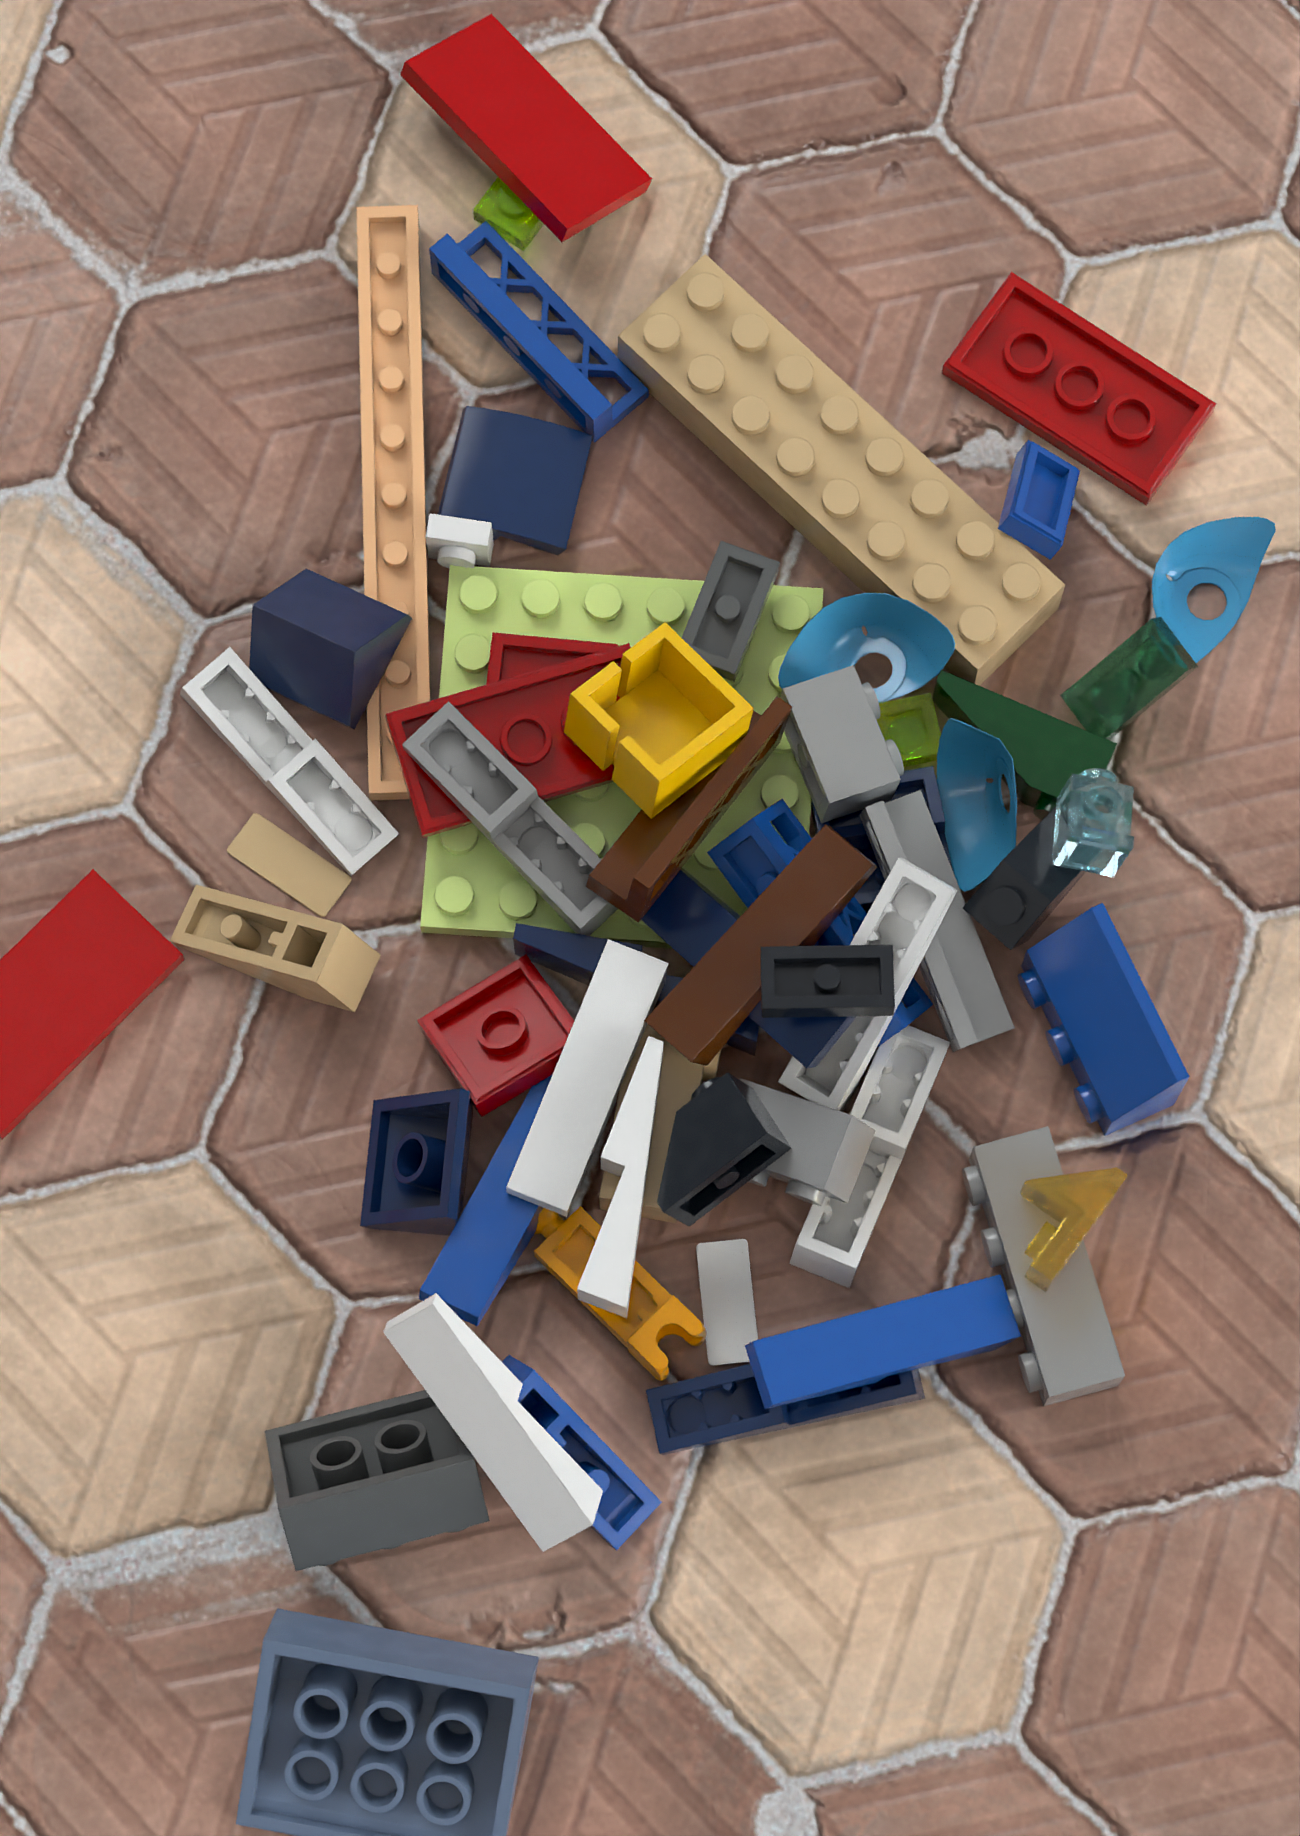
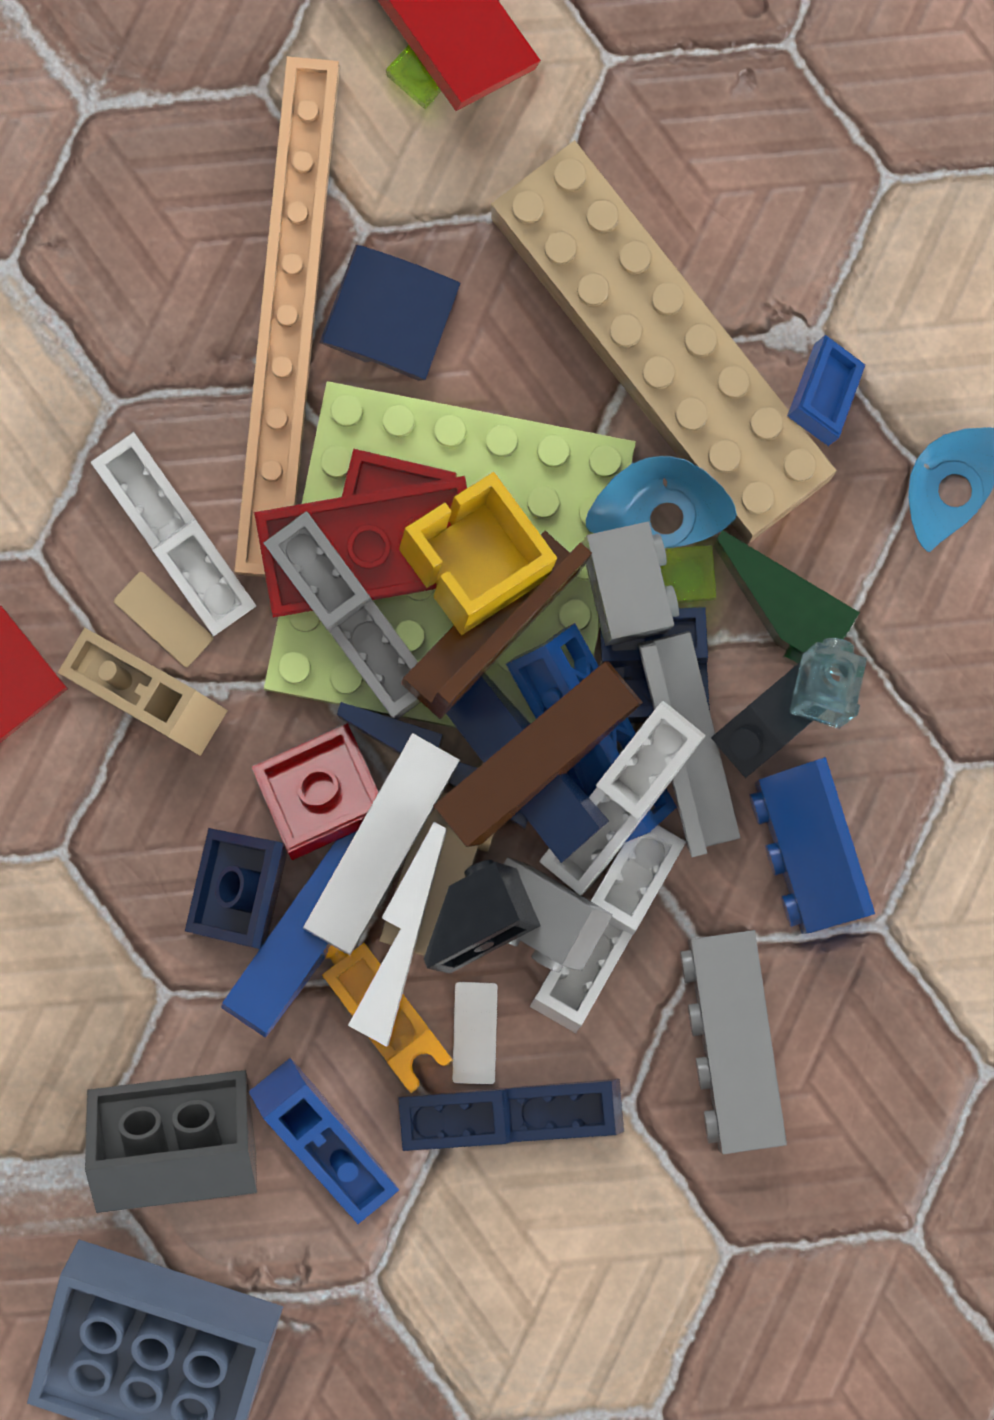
camera: 10 degrees right, 10 degrees up
(323, 645) = (213, 438): dark blue slope -> none
(459, 541) = (336, 363): white plate -> none
(482, 1406) = (259, 1107): white slope -> none
(527, 339) = (410, 184): blue fence -> none
(730, 607) = (551, 455): dark grey plate -> none
(827, 981) = (586, 798): black plate -> none
(883, 1342) = (593, 1092): blue slope -> none
(976, 820) = (734, 656): dark azure piece -> none
(1076, 1204) = (770, 1004): clear yellow slope -> none
(1078, 388) = (875, 291): red tile -> none
(1129, 679) = (878, 557): clear green plate -> none

